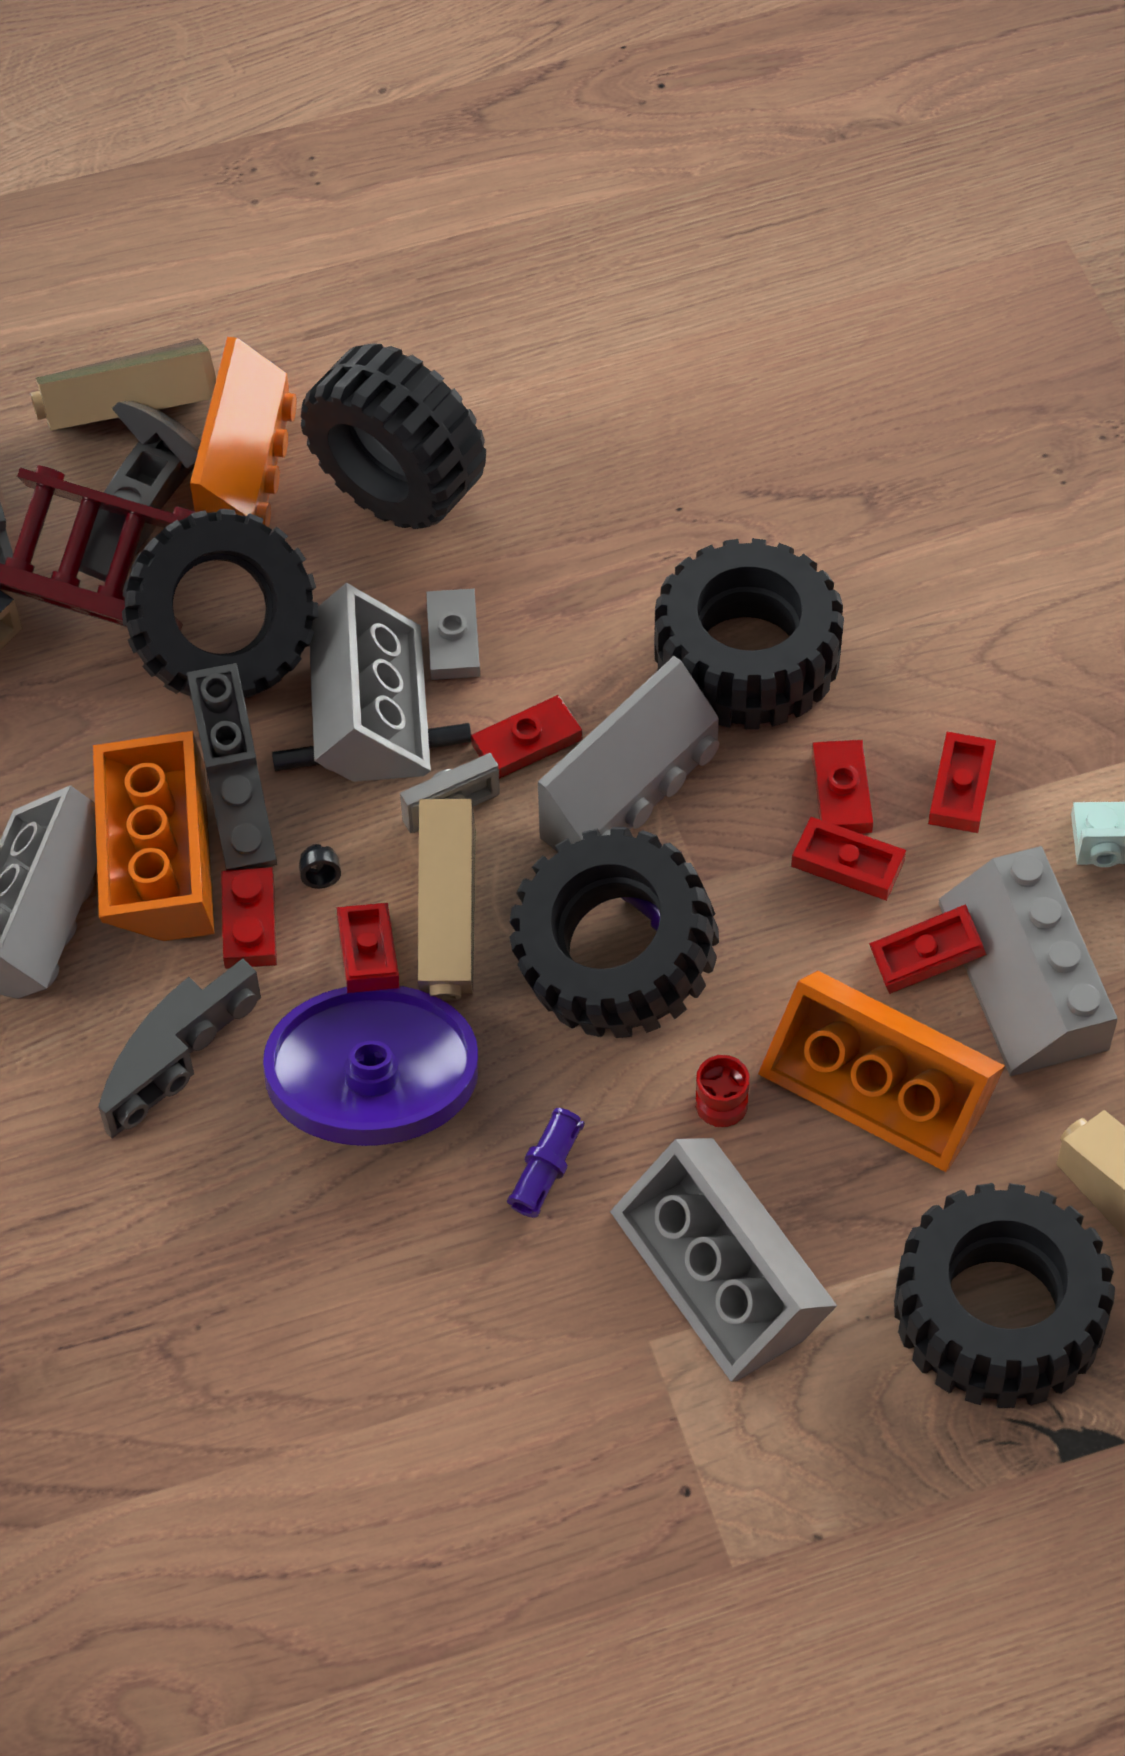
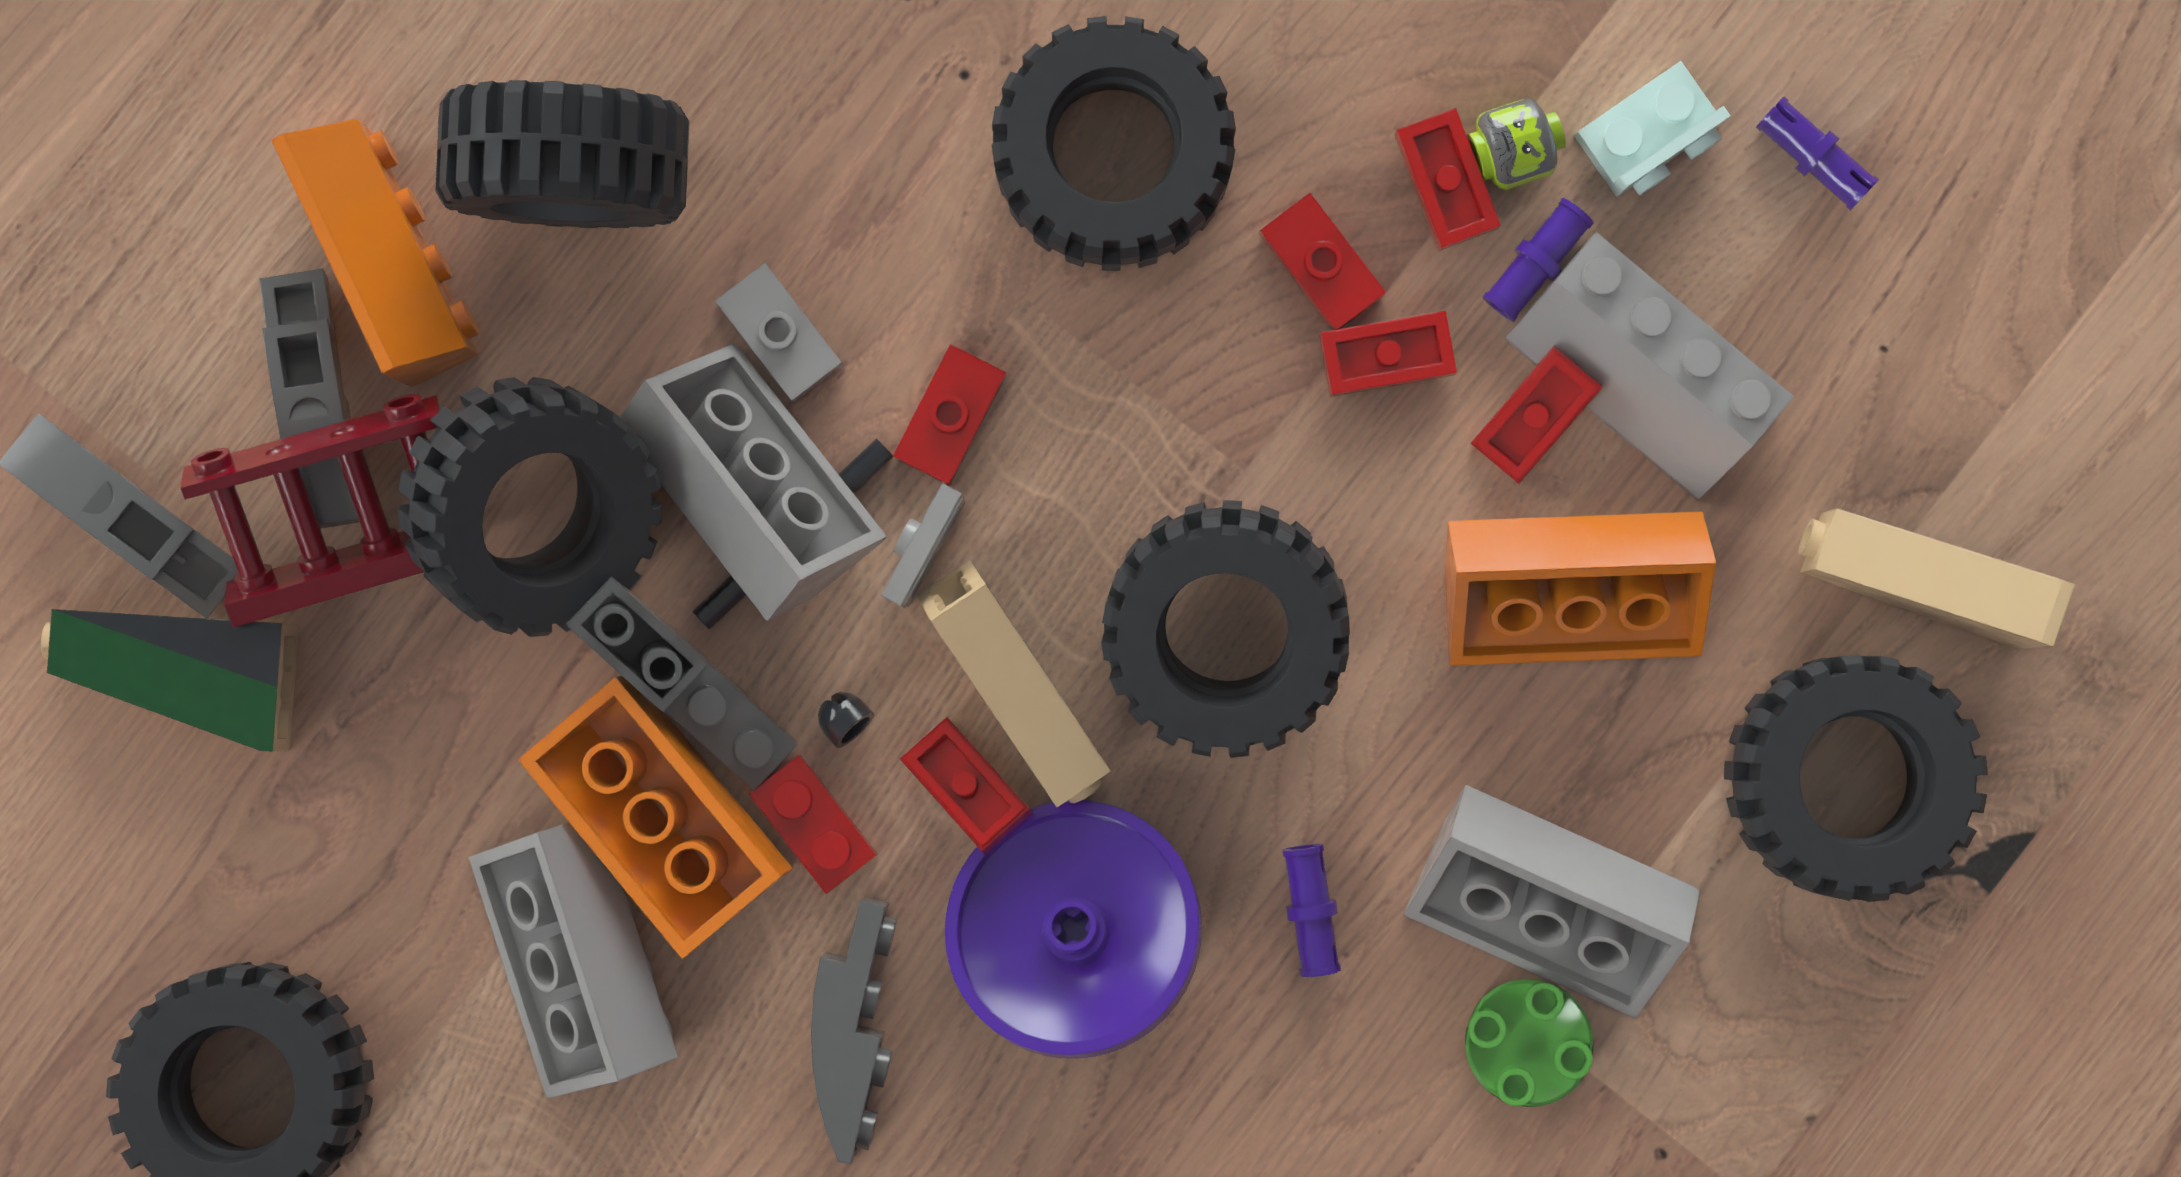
camera: 35 degrees left, 30 degrees up
(153, 425) = (261, 296): dark grey slope -> none
(154, 377) = (184, 248): tan slope -> none
(630, 759) = (1099, 401): light grey slope -> none
(639, 1344) = (1529, 1042): none -> bright green dish
(721, 1078) = (1445, 715): red wheel -> none
(960, 867) = (1538, 259): none -> dark purple pin
(1024, 785) = (1516, 143): none -> head

